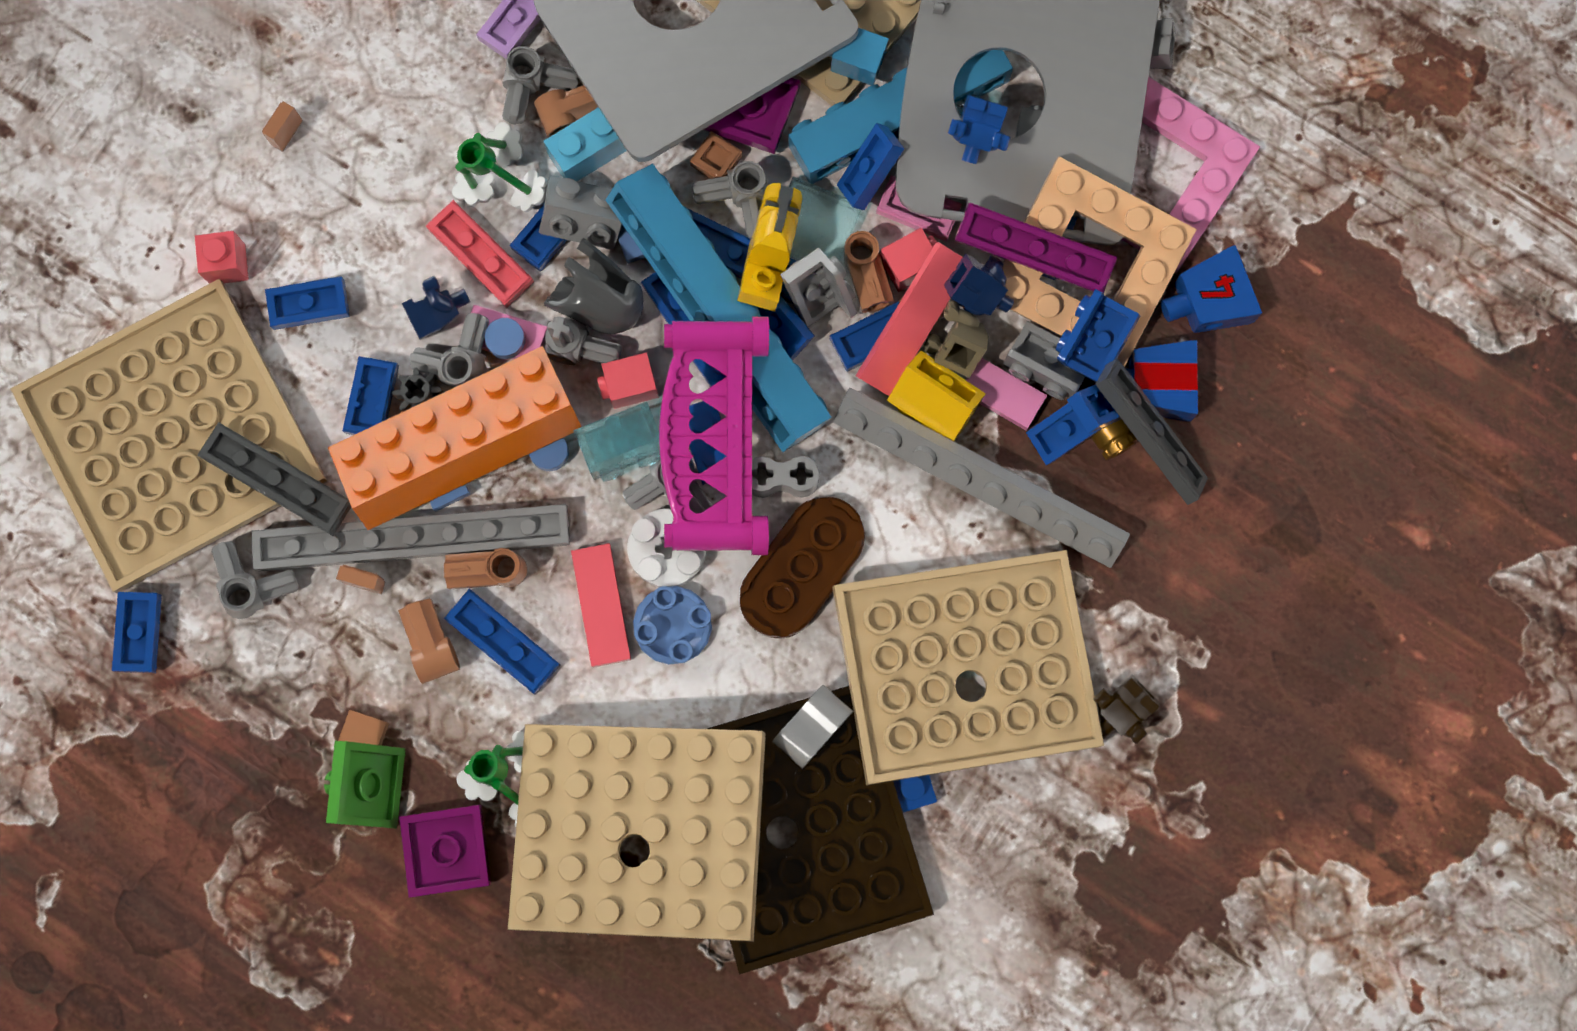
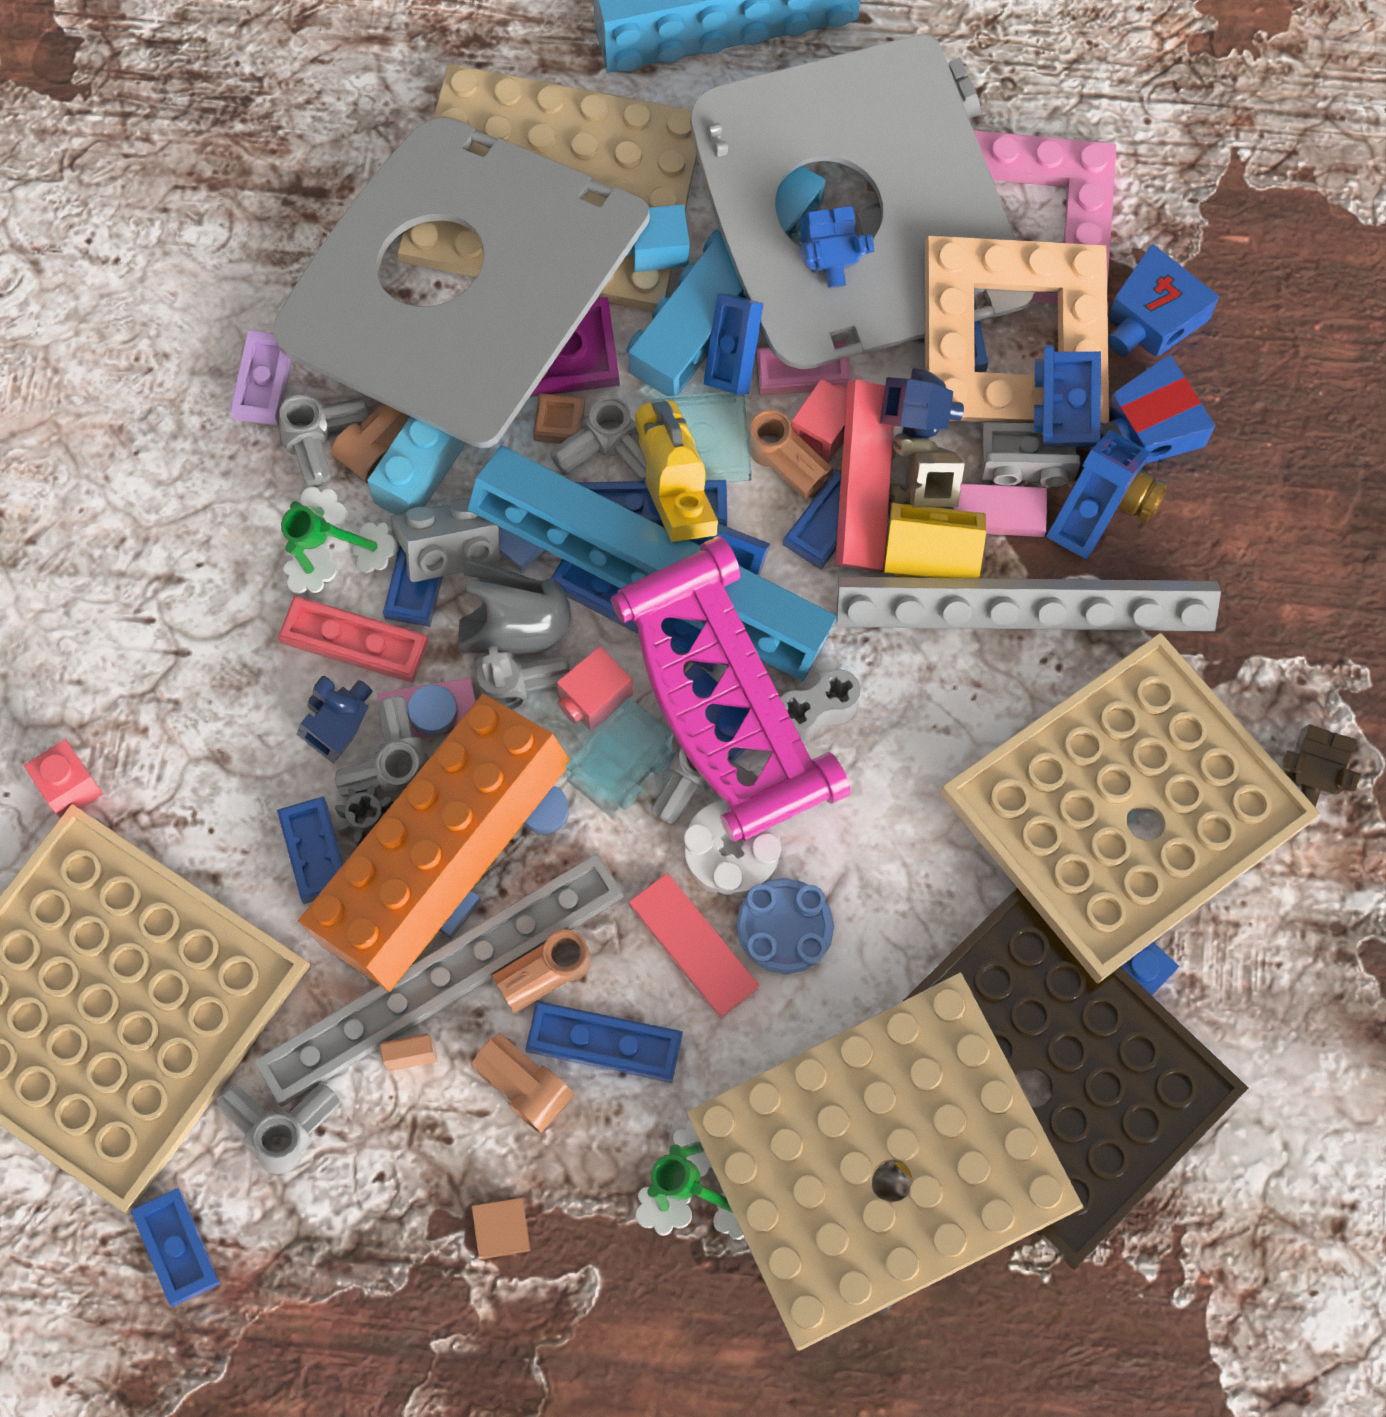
camera: 30 degrees left, 10 degrees down
(275, 479) = (252, 988): dark grey tile -> none
(282, 126) = (59, 607): nougat tile -> none
(307, 303) = (186, 782): blue plate -> none
(365, 784) = (537, 1278): bright green tile -> none
(445, 851) = (668, 1308): magenta plate -> none
(802, 567) = (894, 797): reddish brown tile -> none
(812, 726) = (1004, 949): light grey axle -> none
(818, 287) = (749, 486): light grey bracket -> none
(1035, 248) = (955, 338): magenta tile -> none
(1152, 431) = (1181, 464): dark grey tile -> none

